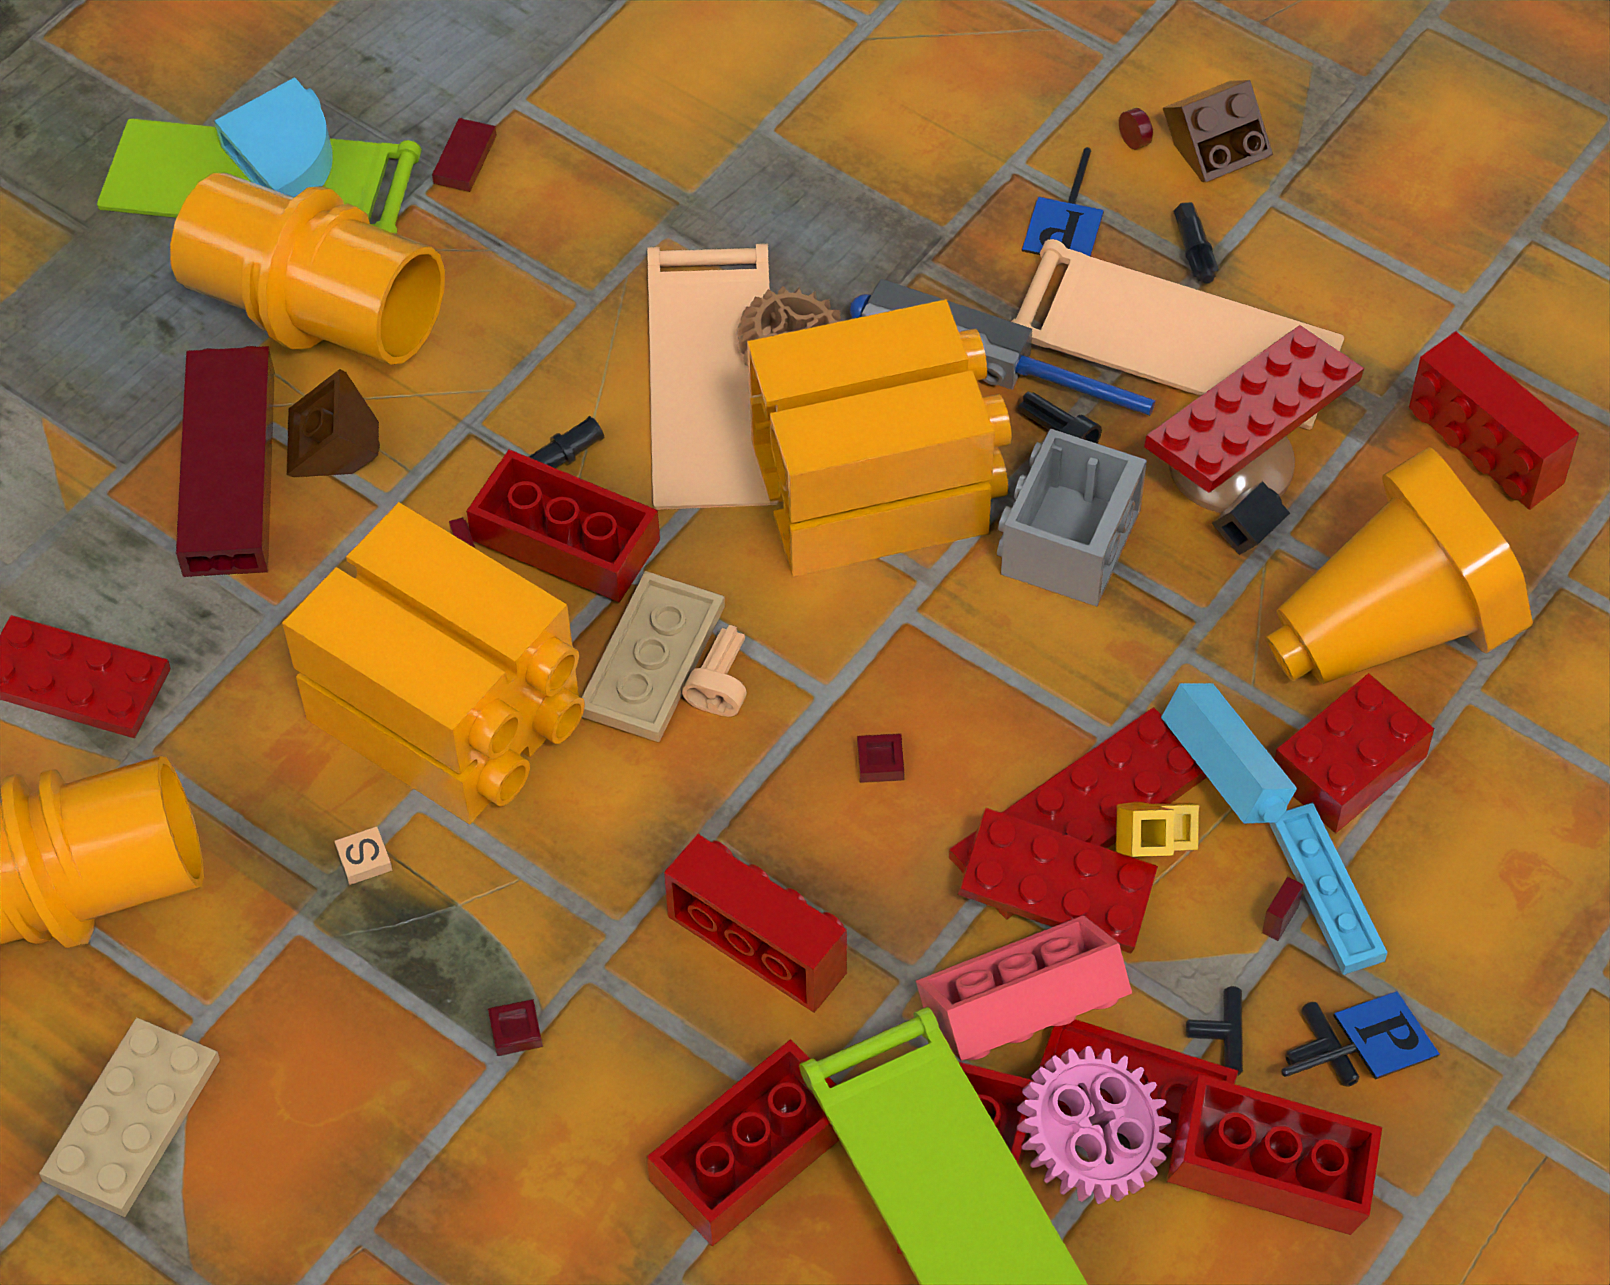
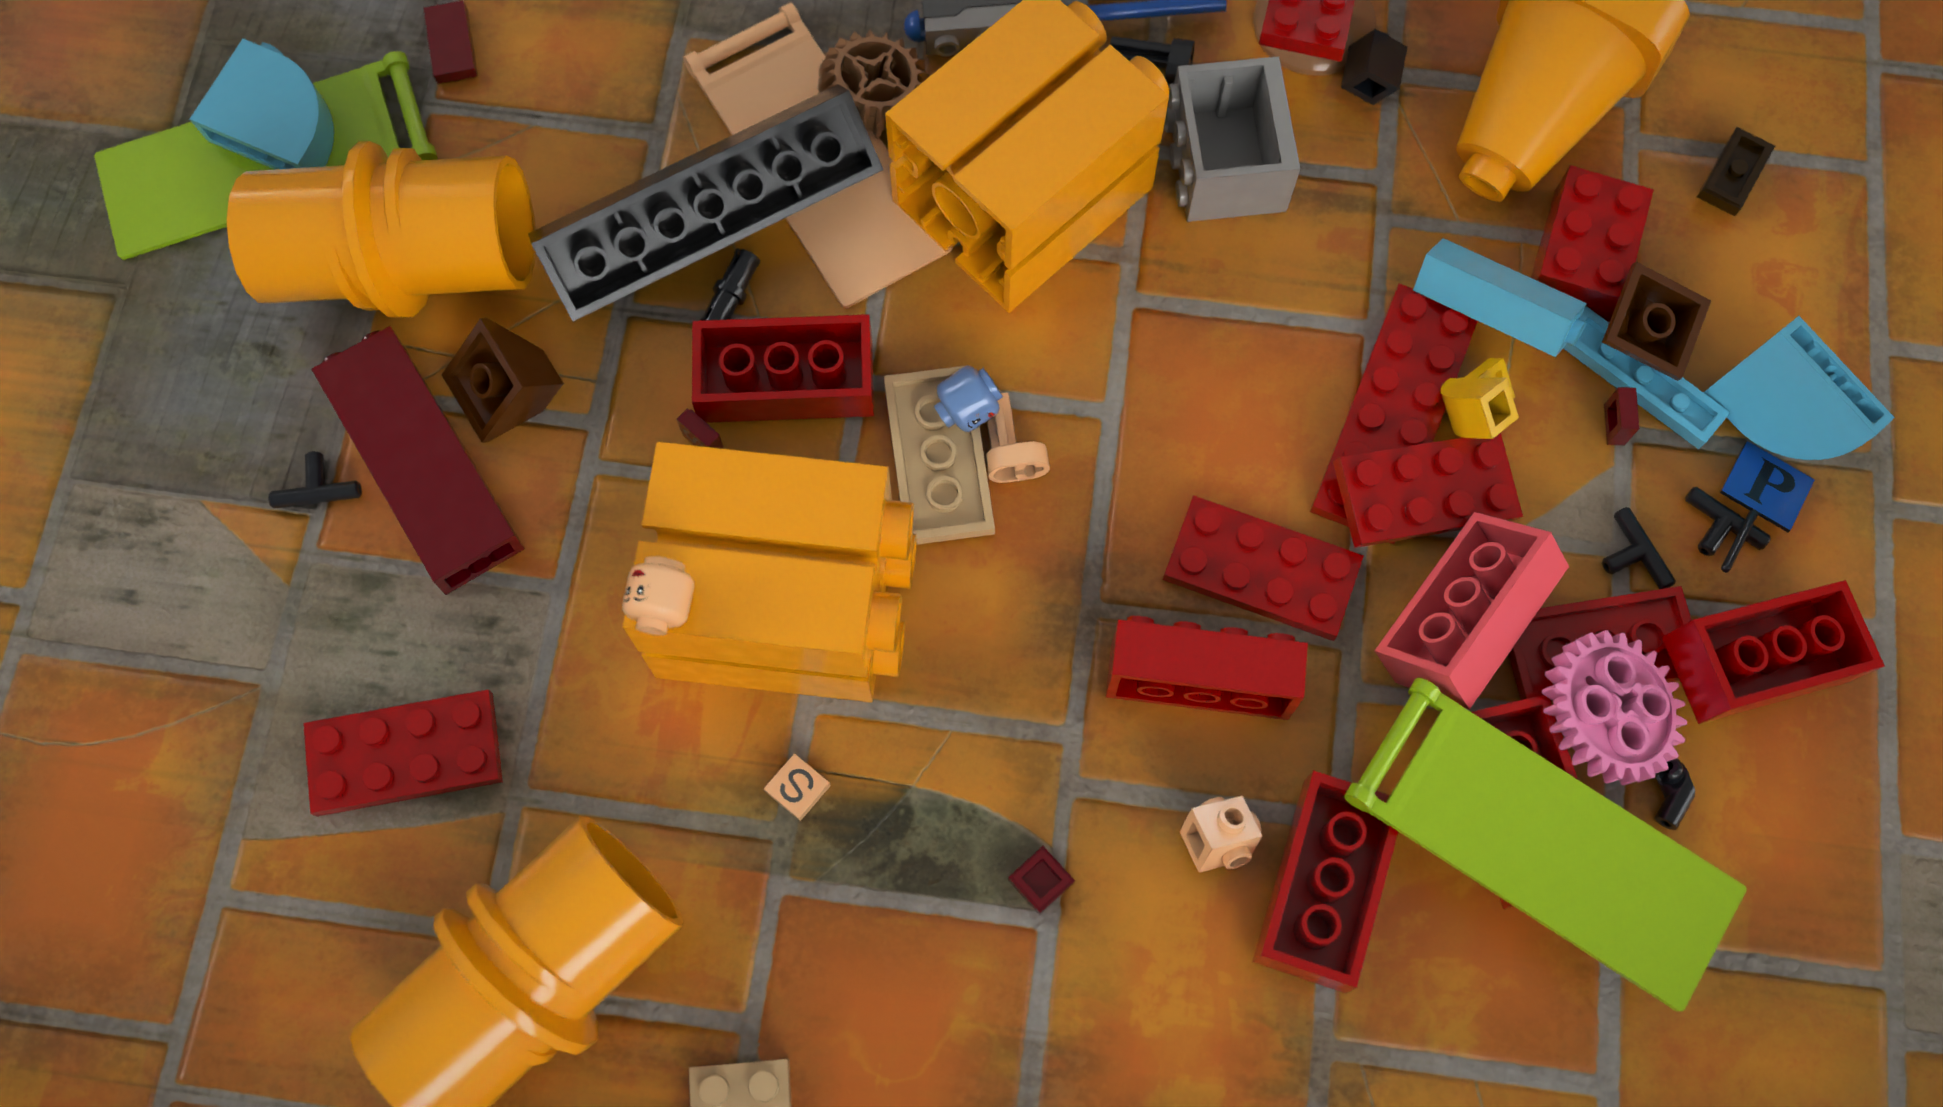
camera: 30 degrees left, 15 degrees up
(134, 448) = (315, 488): none -> black piece
(320, 605) = (658, 595): none -> light nougat head
(581, 363) = (706, 201): none -> black brick
(686, 1059) = (1221, 833): none -> light nougat brick
(698, 616) = (968, 398): none -> medium blue head
(873, 880) = (1263, 568): none -> red plate
(880, 758) = (1197, 449): dark red tile -> none
(1122, 1237) = (1677, 792): none -> black arm
(1355, 835) = (1656, 321): none -> reddish brown slope
(1446, 955) = (1799, 398): none -> medium azure brick
(1543, 759) = (1736, 171): none -> dark brown plate

